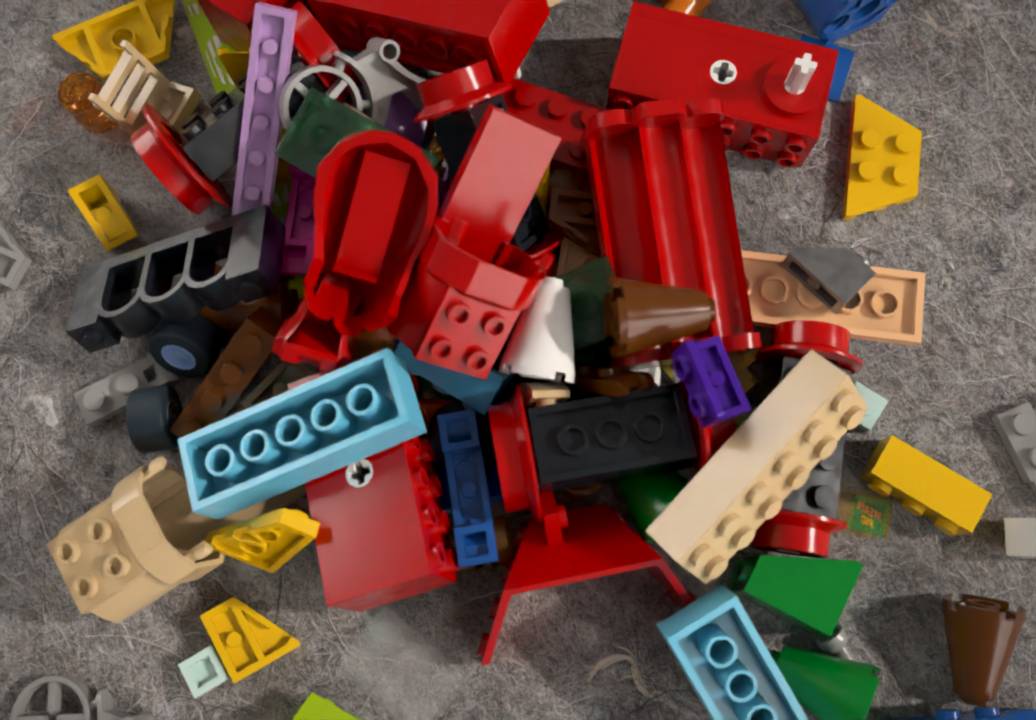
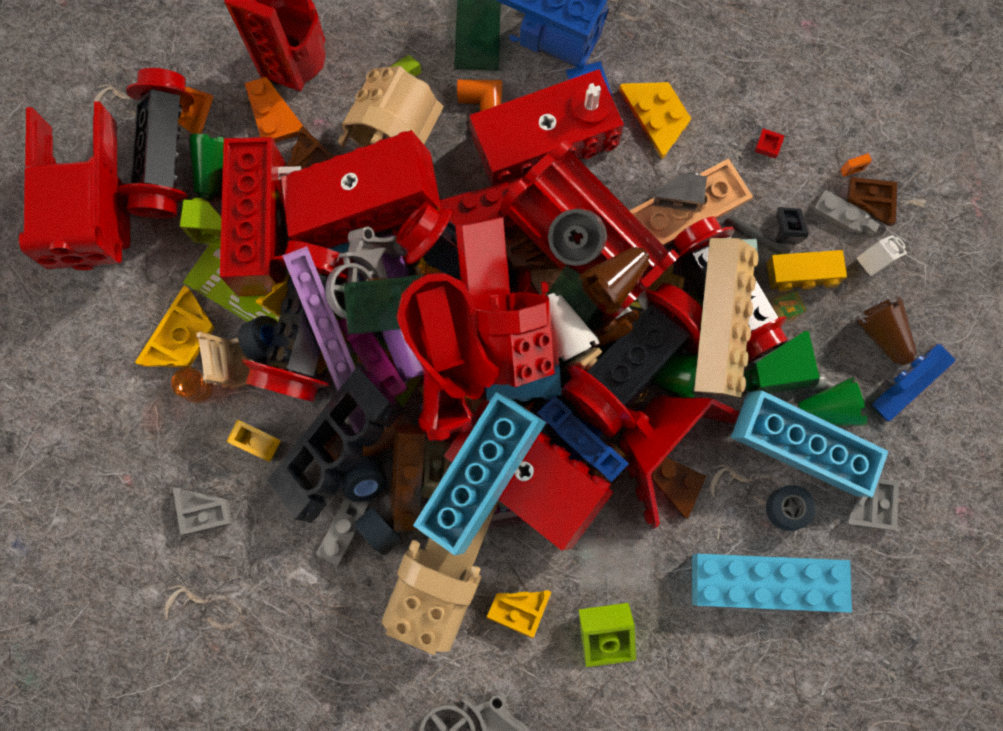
camera: 40 degrees left, 0 degrees up
(192, 93) = (256, 337): none -> black wheel
(204, 671) = (511, 644): light aqua plate -> none
(265, 539) = (499, 544): yellow wing -> none
(555, 633) = (679, 484): none -> reddish brown wing
(620, 219) = (562, 237): none -> dark grey wheel
(710, 381) = (671, 290): dark purple bracket -> none
(894, 398) = (755, 234): none -> dark grey bar
(947, 416) = (791, 226): none -> black slope
(997, 294) = (769, 143): none -> red plate

